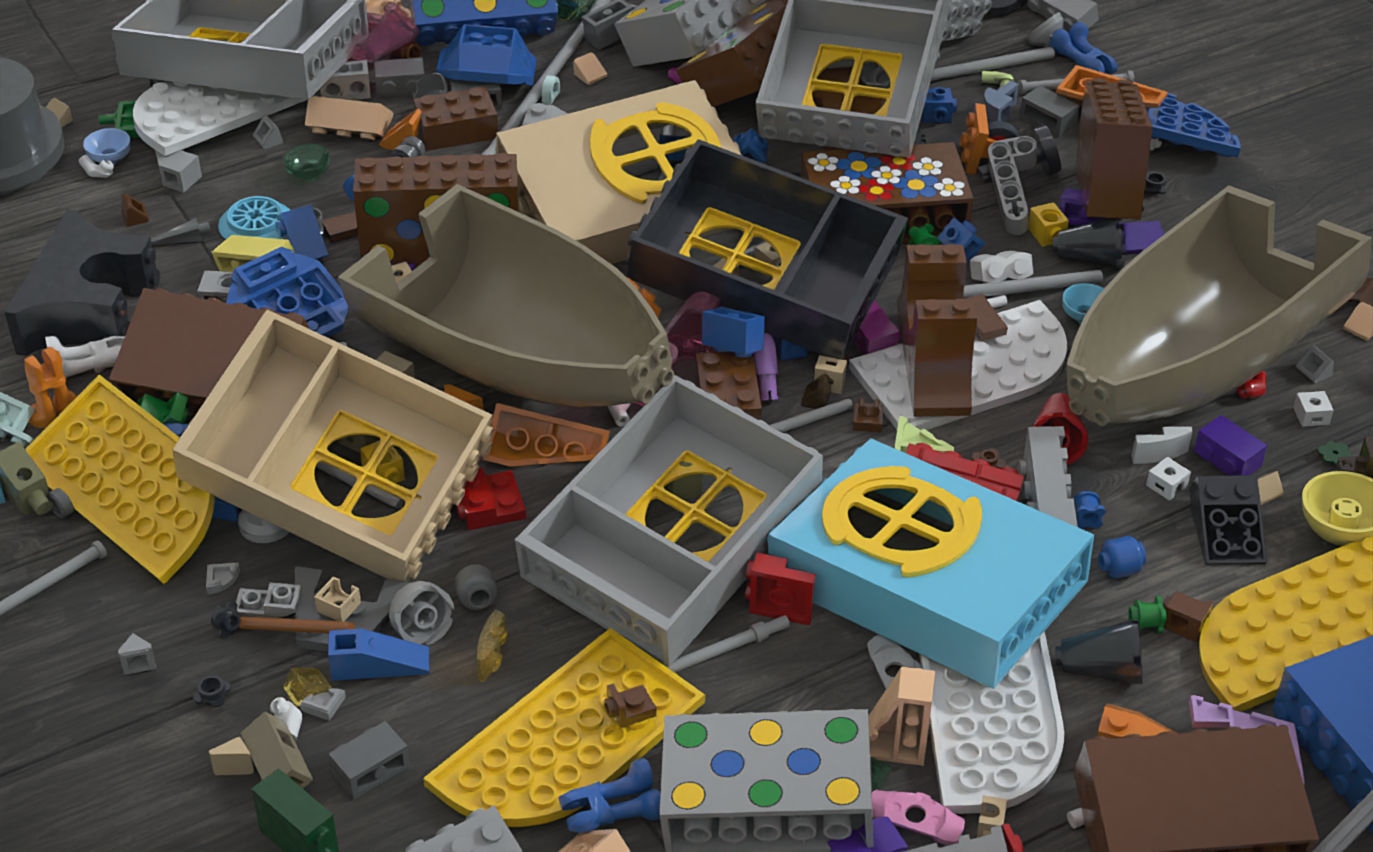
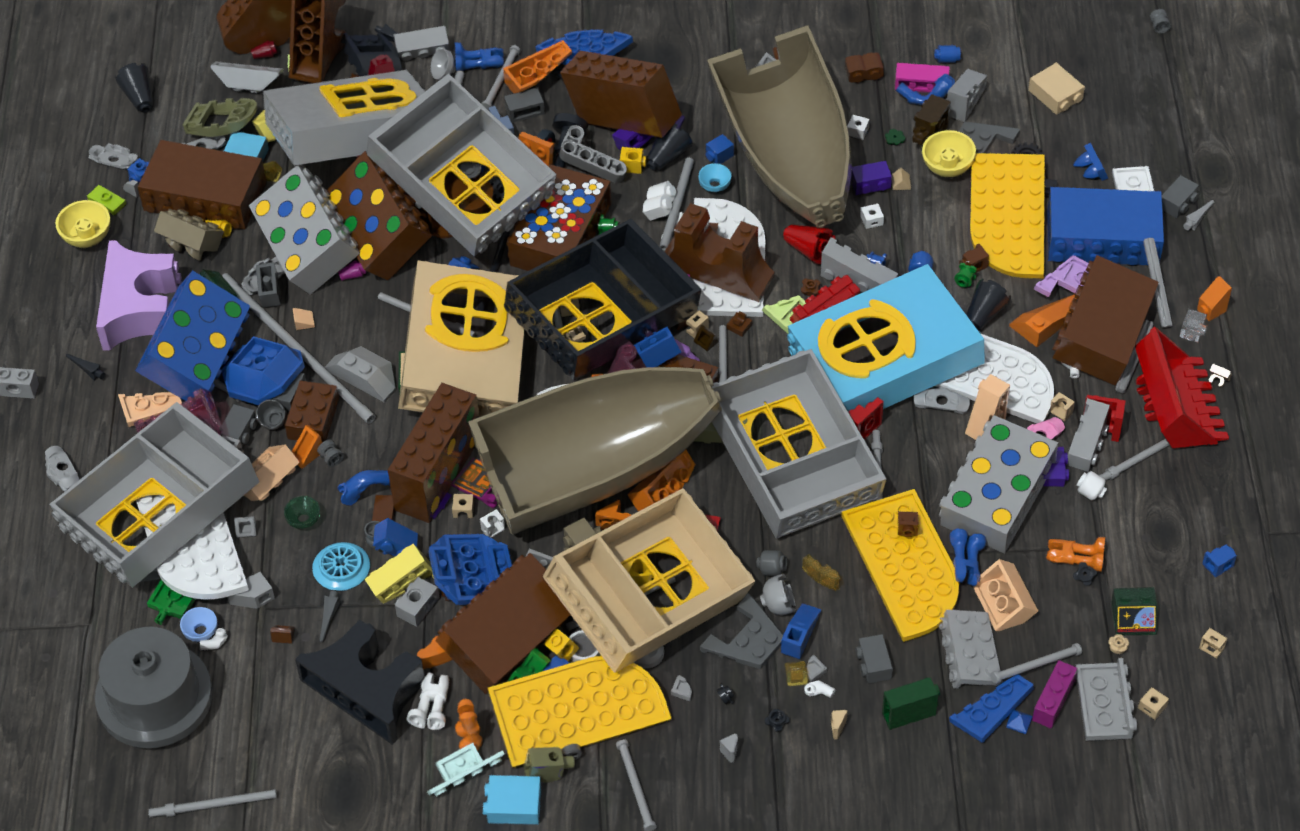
camera: 60 degrees left, 10 degrees up
(274, 748) = (850, 699): dark tan brick -> none
(275, 602) = (722, 669): light grey slope -> none
(293, 625) = (755, 658): dark orange bar -> none
(327, 604) = (759, 631): tan piece -> none
(550, 89) = (313, 348): light aqua tile -> none
(962, 234) = (628, 210): blue brick -> none
(1155, 448) = (849, 206): white slope -> none
(1228, 519) = (918, 207): black slope -> none

